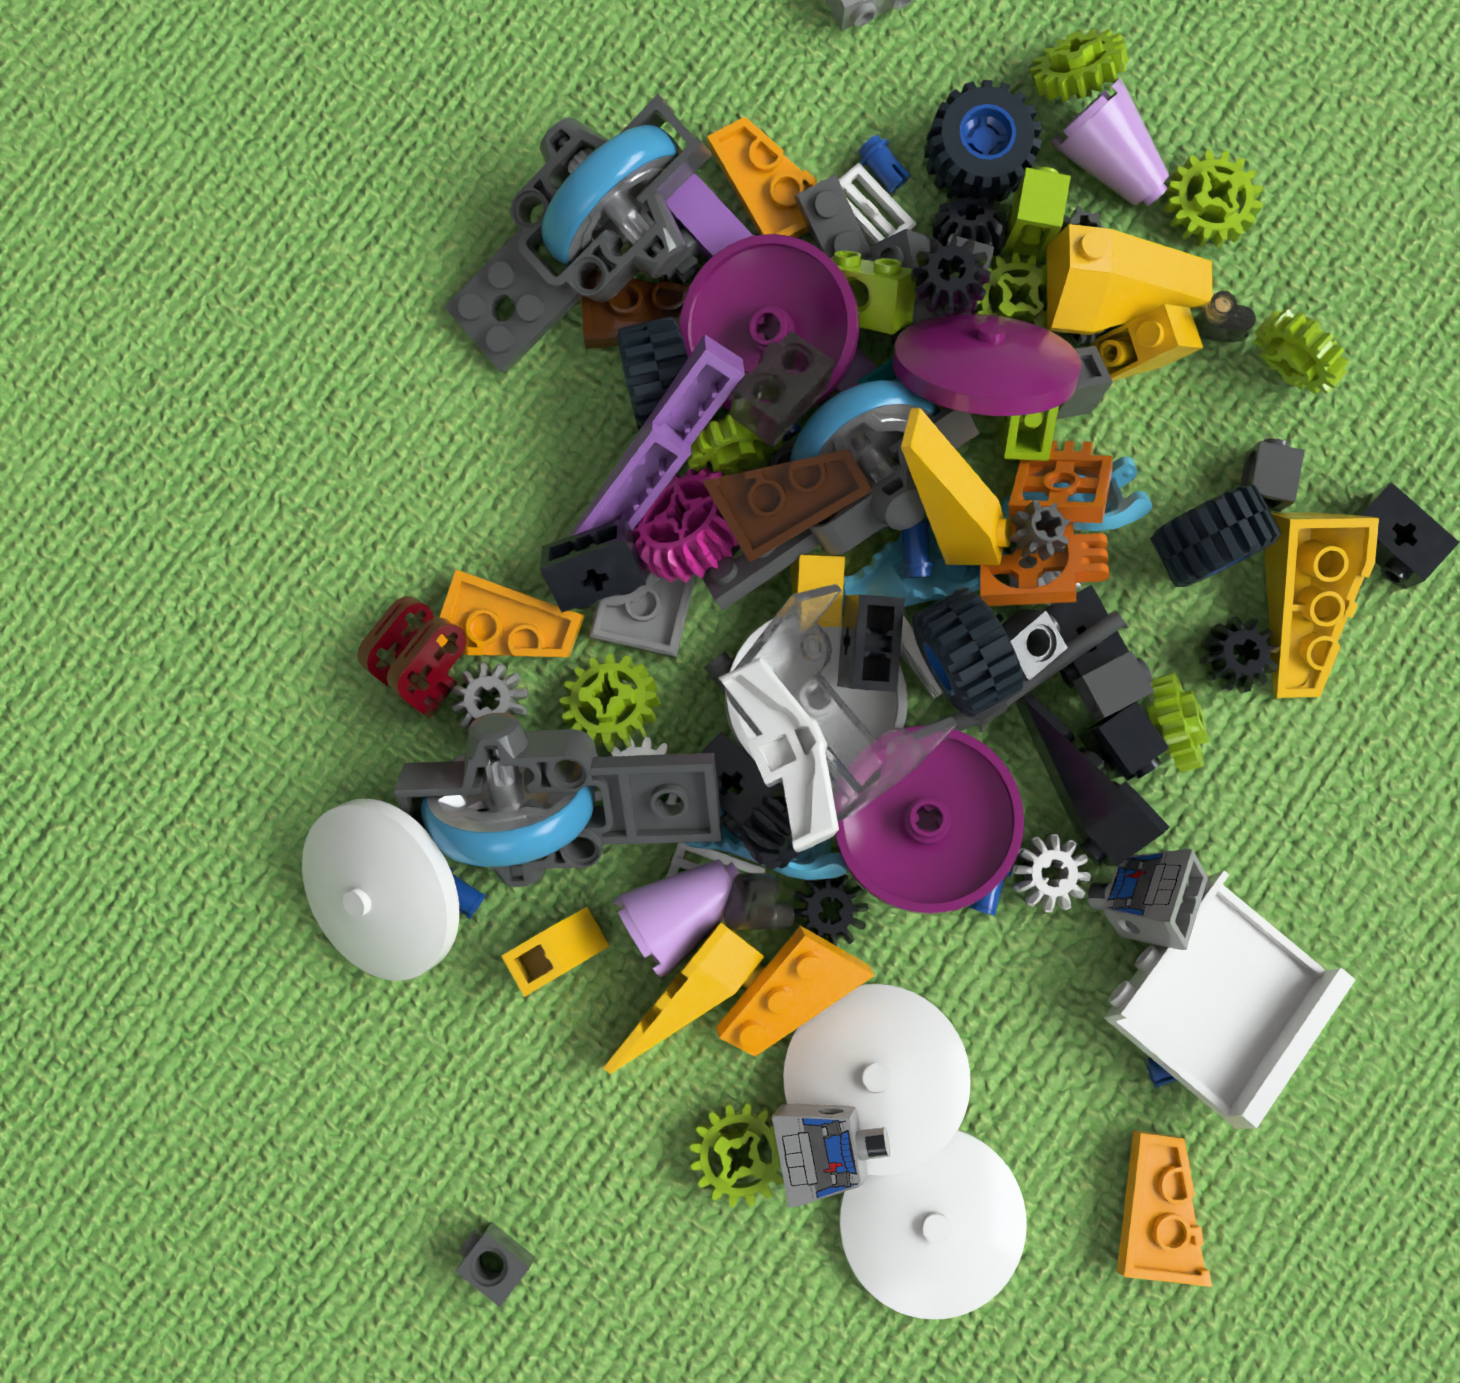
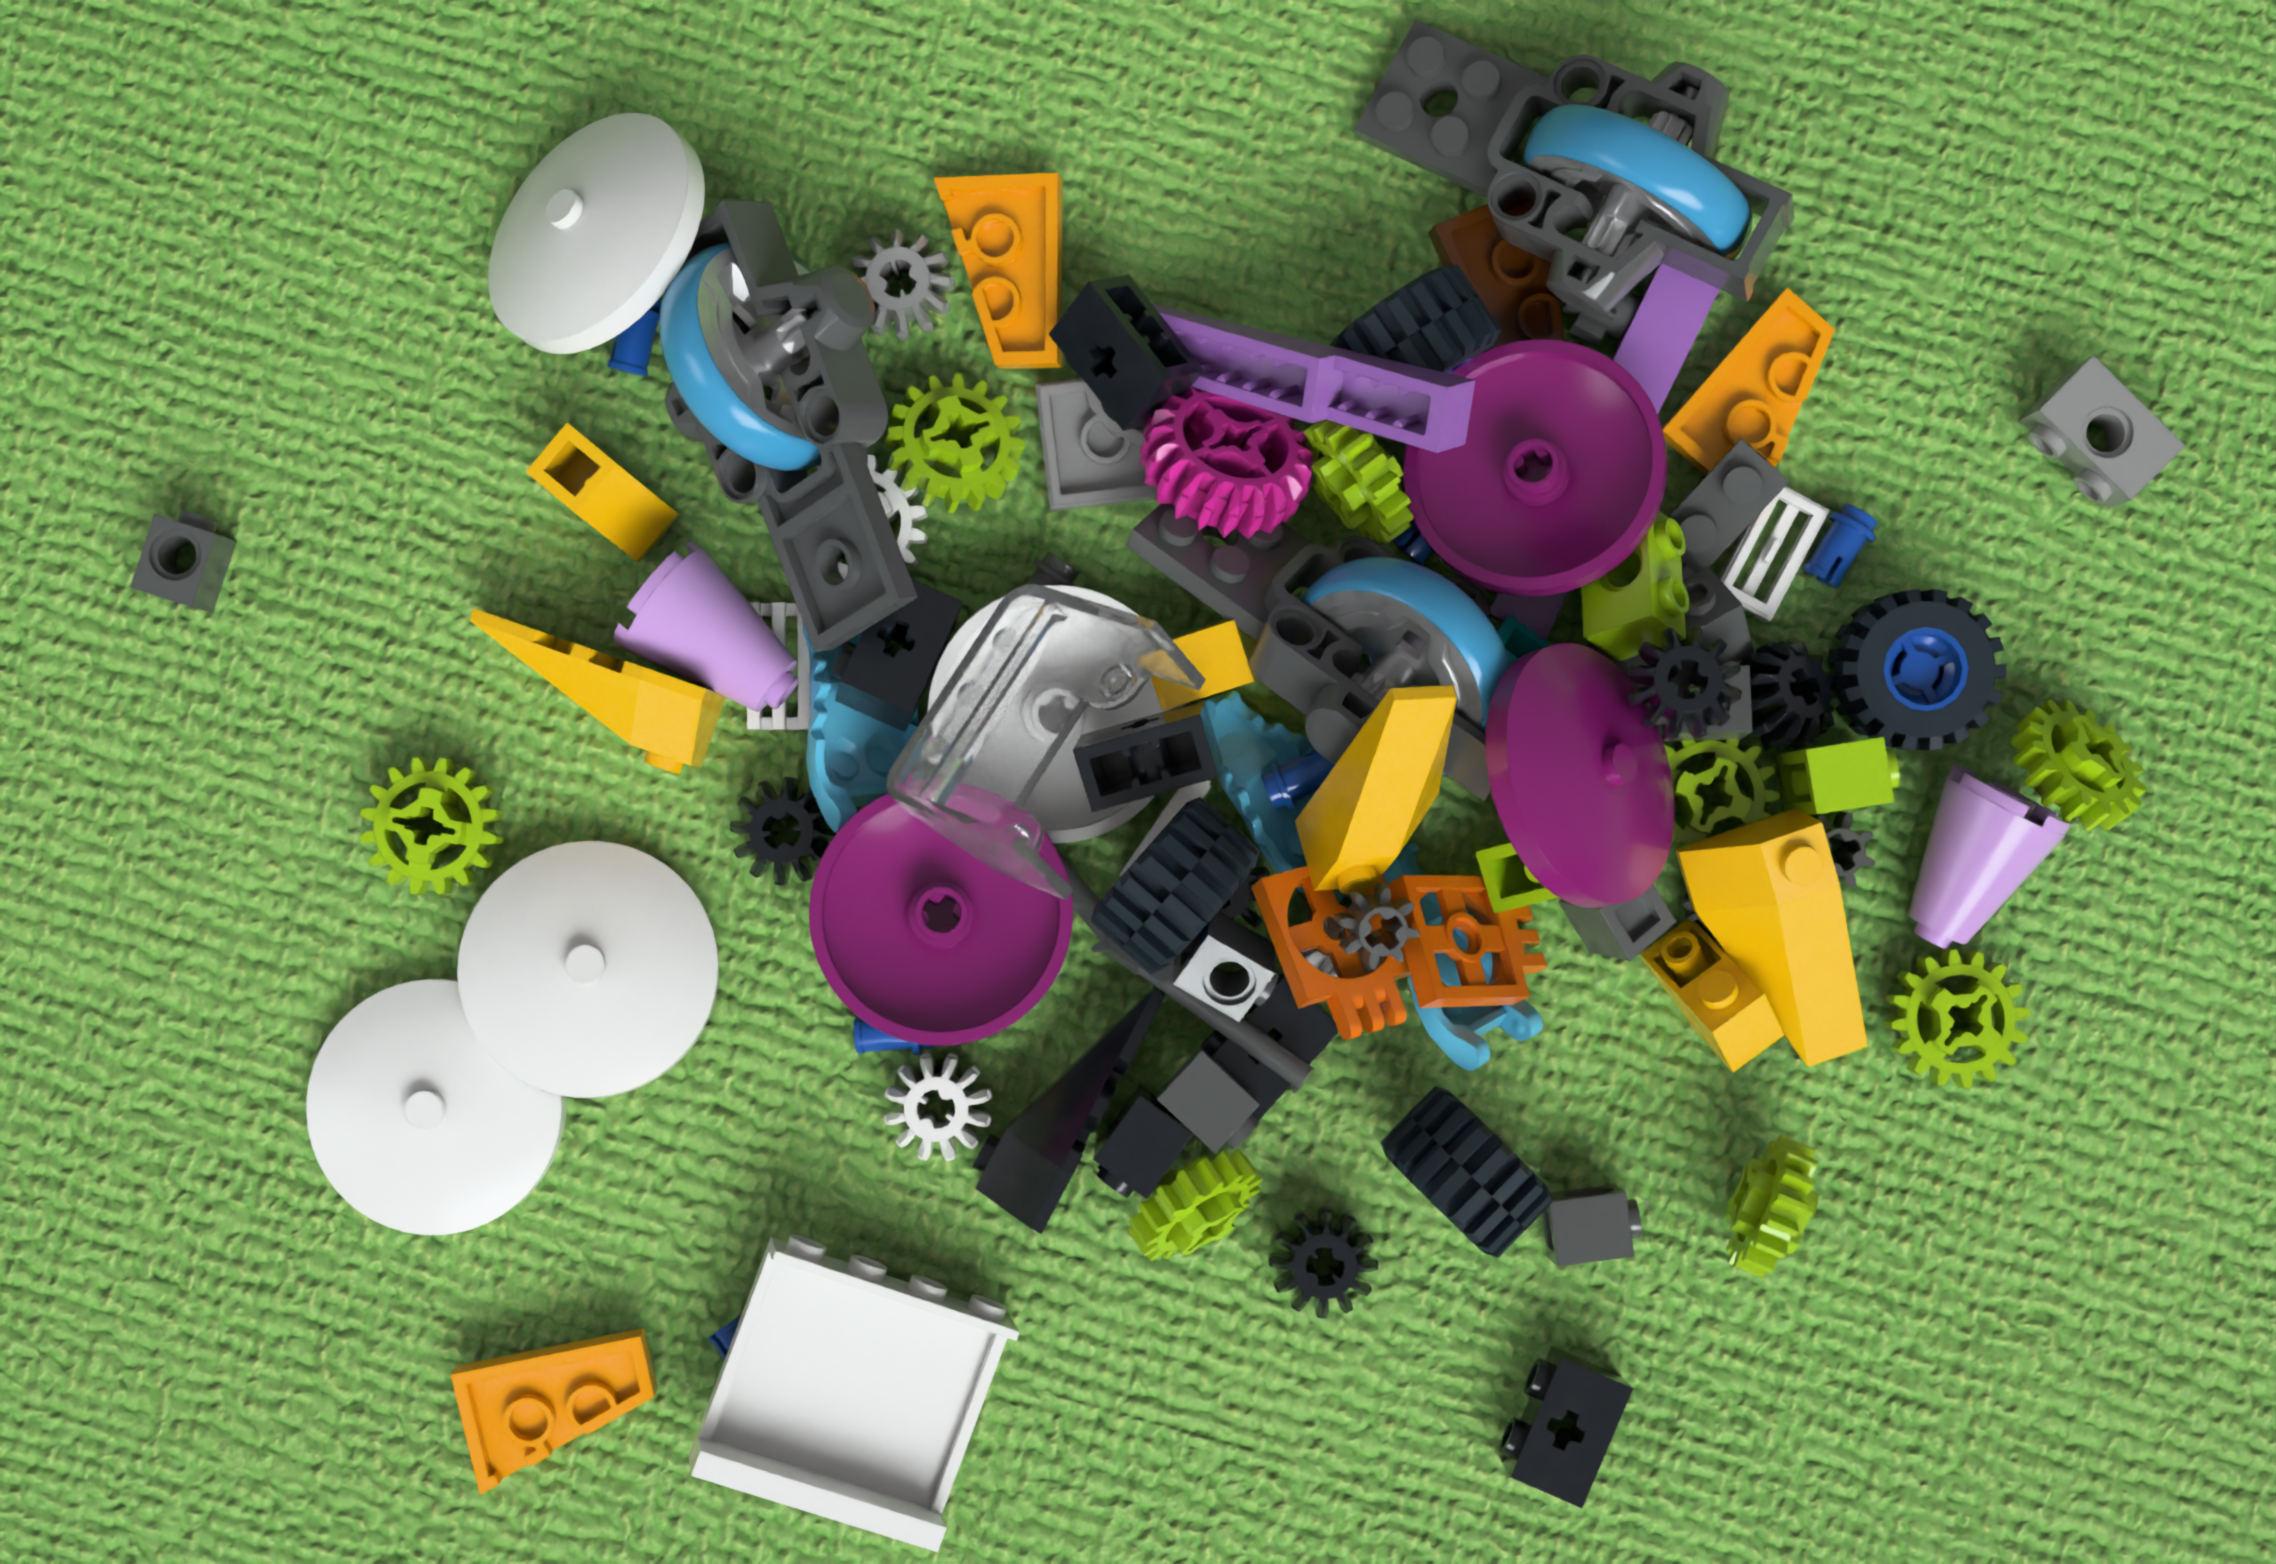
camera: 70 degrees right, 5 degrees up
(415, 661) = (902, 165): dark red piece -> none
(754, 904) = (748, 727): clear smoke piece -> none
(769, 832) = (856, 722): black gear -> none
(785, 499) = (1291, 571): reddish brown wing -> none
(787, 751) = (952, 690): white plate -> none
(788, 392) = (1442, 525): clear smoke brick -> none
(792, 990) = (662, 818): light orange wing -> none
(824, 1150) = (468, 927): torso -> none
(1153, 897) = (950, 1250): light grey torso -> none
(1224, 319) = (1784, 1089): clear smoke piece -> none
(1312, 592) = (1458, 1330): yellow wedge -> none

